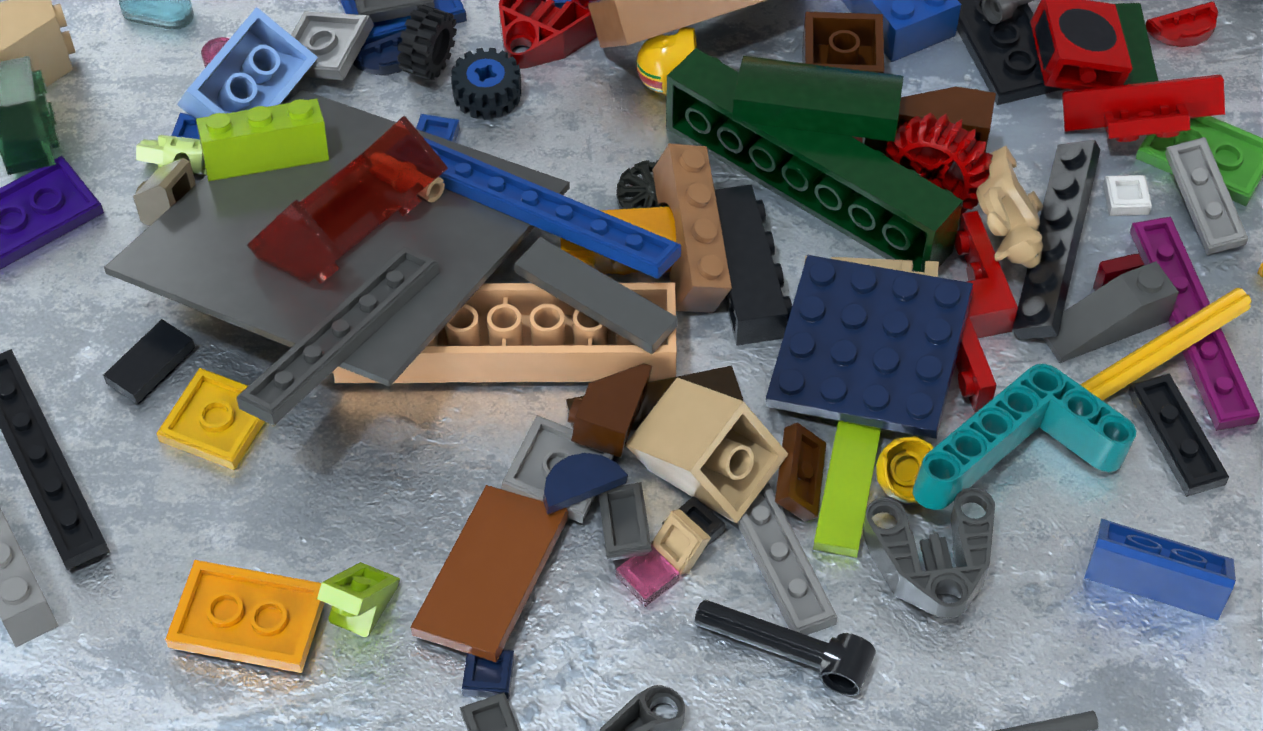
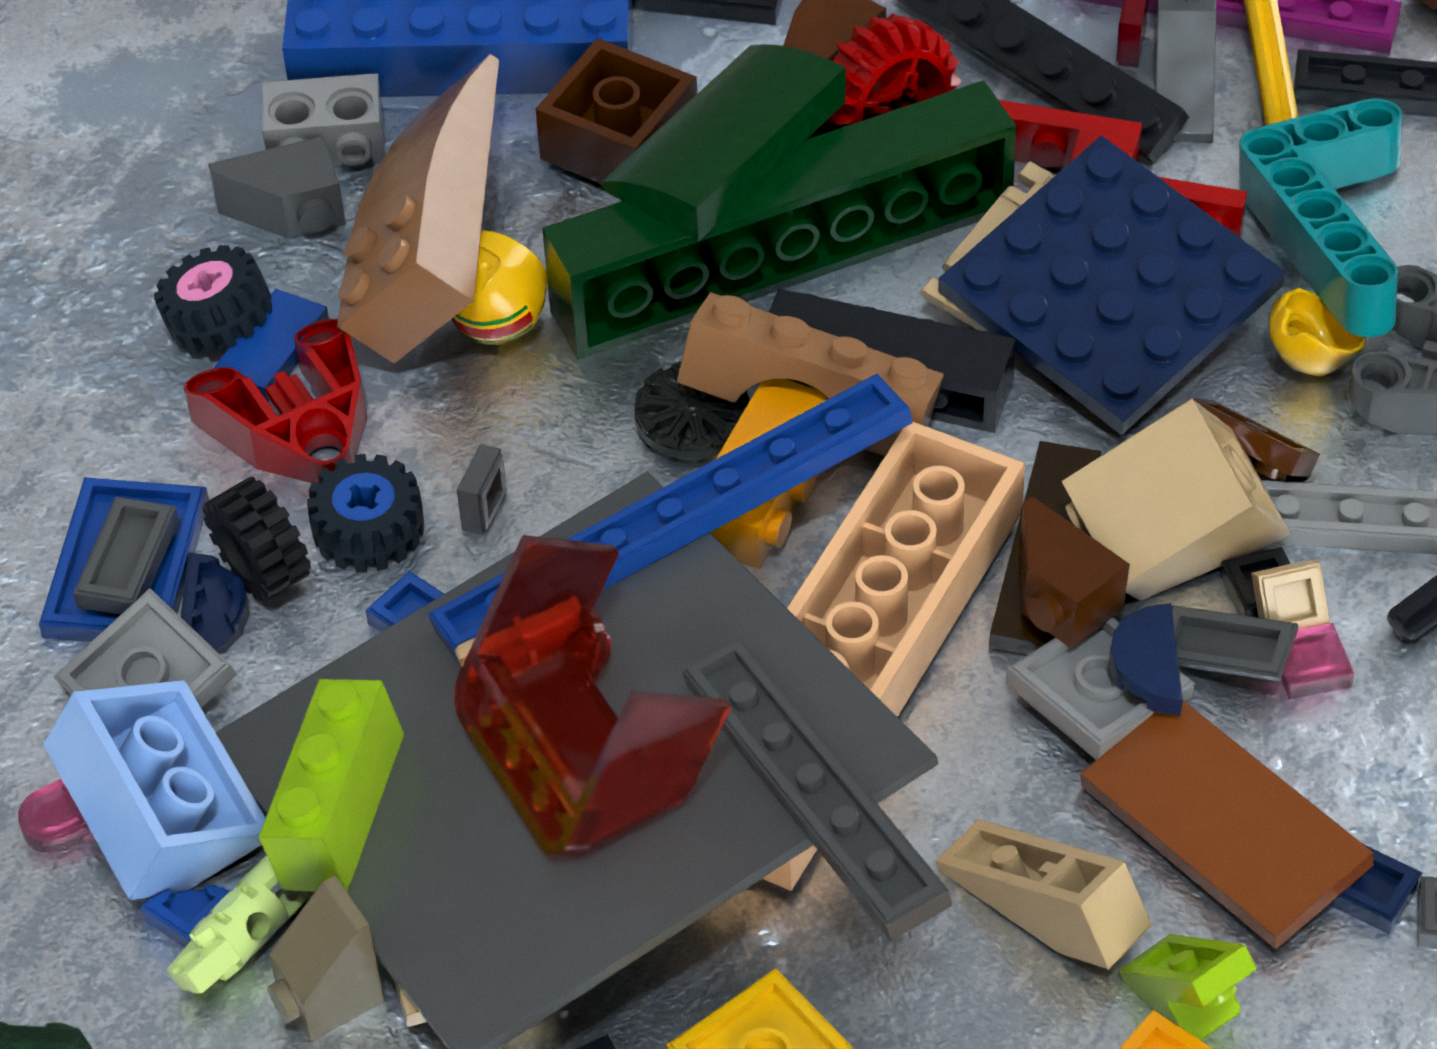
camera: 60 degrees left, 5 degrees down
(386, 501) = (1054, 891): none -> tan slope
(529, 123) = (481, 489): none -> dark grey tile
(596, 295) = (884, 504): dark grey tile -> none
(847, 489) = (1291, 407): lime tile -> none
(1011, 212) = (1006, 61): tan animal -> none

